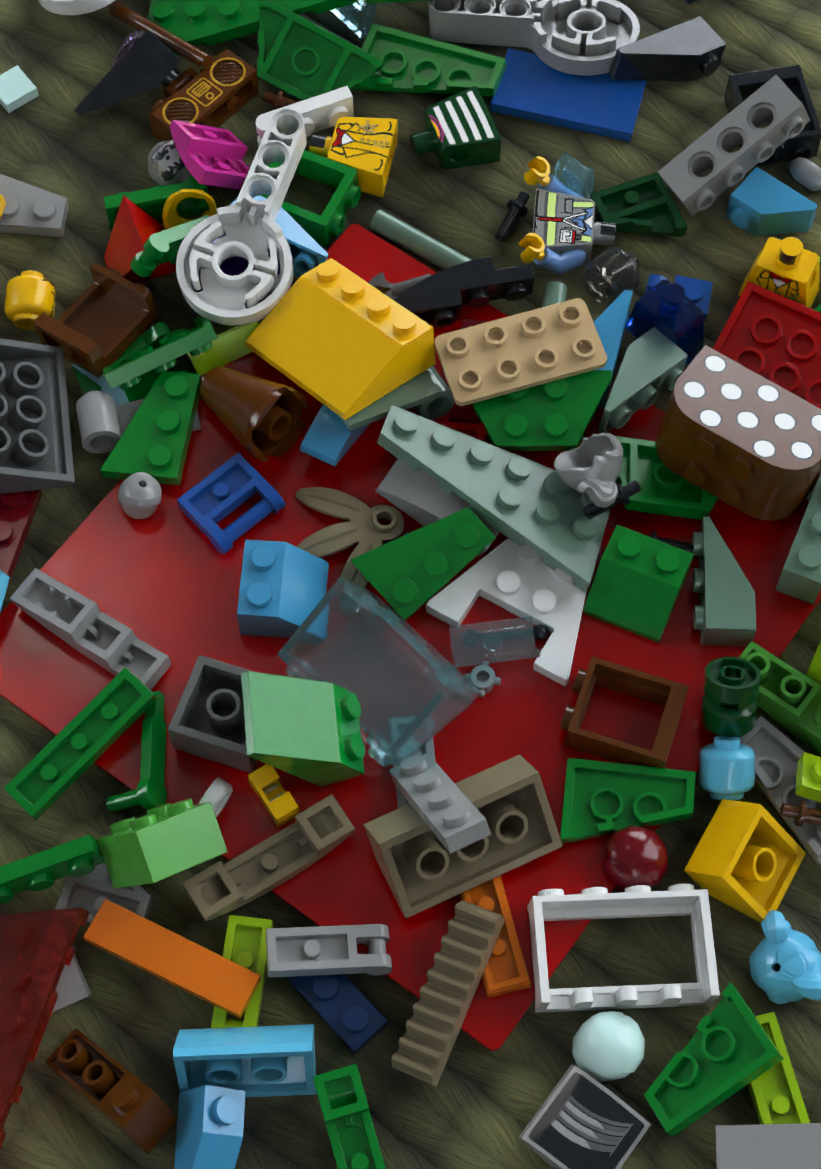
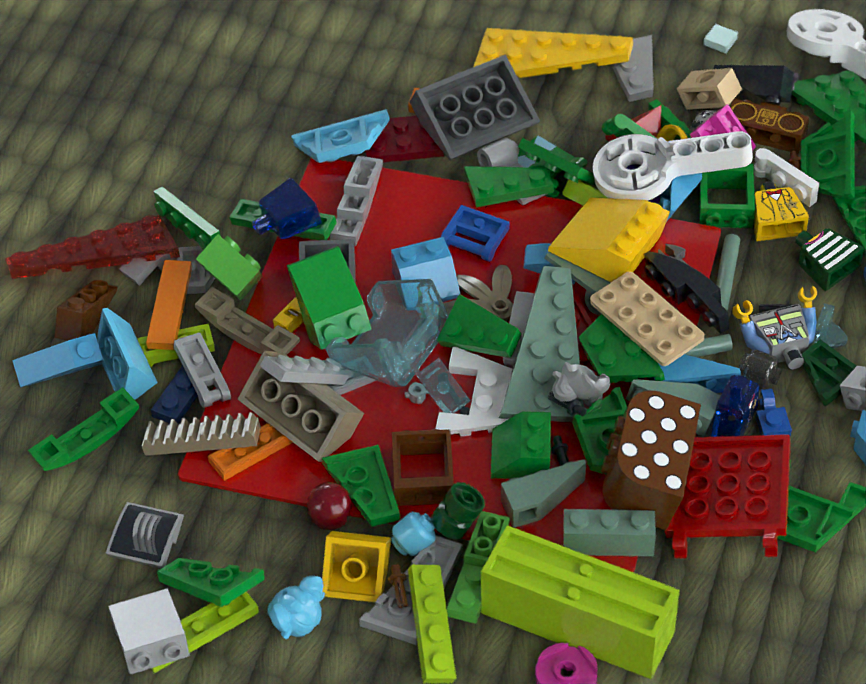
camera: 70 degrees right, 15 degrees down
(28, 298) = (567, 97): yellow head -> none
(91, 727) = (287, 211): none -> clear blue torso
(100, 321) = (568, 134): reddish brown panel -> none
(116, 132) = (709, 88): none -> tan brick
(140, 495) = (457, 189): light grey piece -> none
(151, 787) = (270, 260): green piece -> none
(167, 38) = (800, 85): reddish brown bar -> none
(218, 795) = (274, 289): white tile -> none
(255, 410) = (539, 217): reddish brown cone -> none
(608, 1046) = (204, 532): light aqua hair -> none
(633, 903) = (249, 467): white window -> none
(786, 270) = (814, 452): yellow torso -> none

